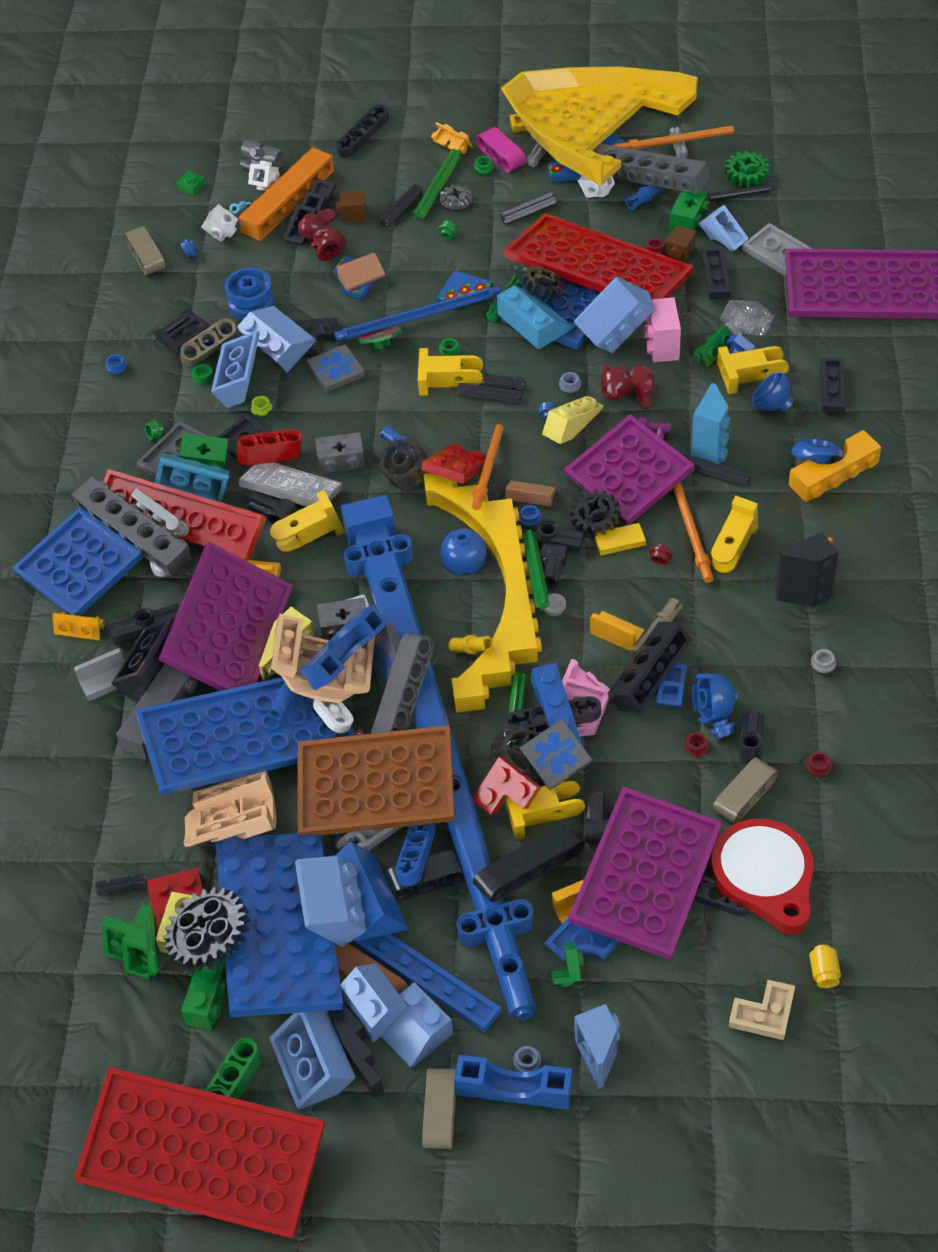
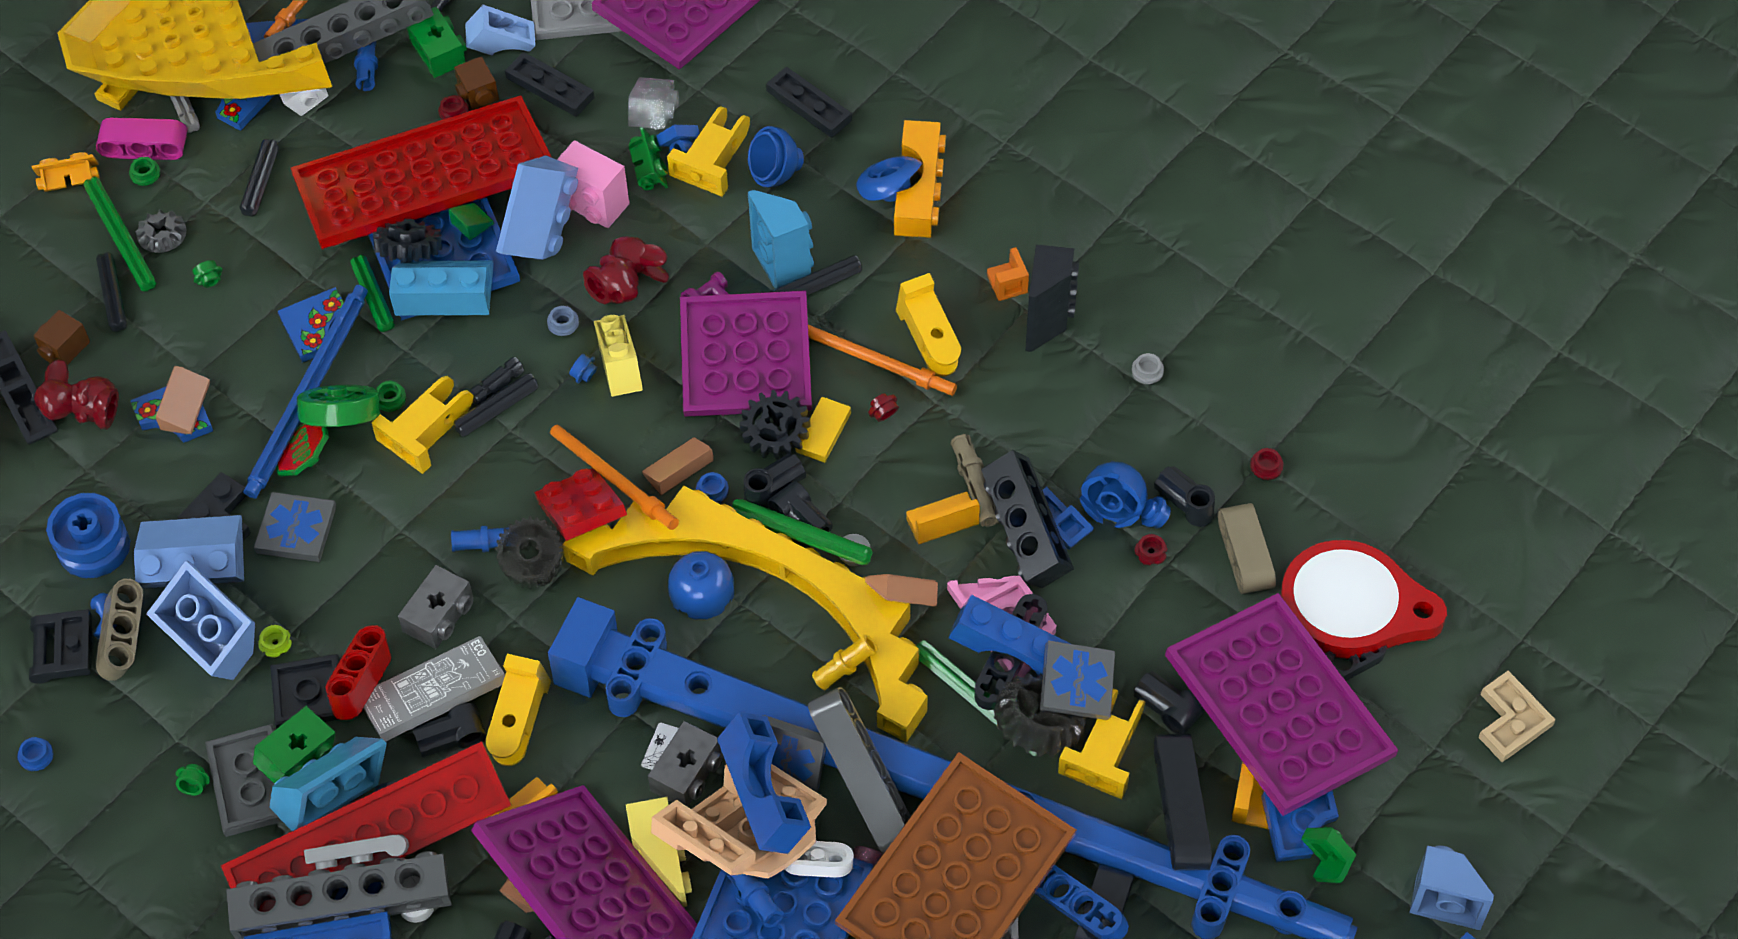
camera: 55 degrees left, 5 degrees up
(202, 374) = (152, 670): green tile -> none
(415, 328) = (338, 405): none -> green wheel
(505, 781) = (1066, 750): plate -> none
(542, 639) = (904, 589): none -> nougat slope
(584, 297) = (470, 220): none -> green slope
(825, 966) = (1503, 629): yellow brick -> none

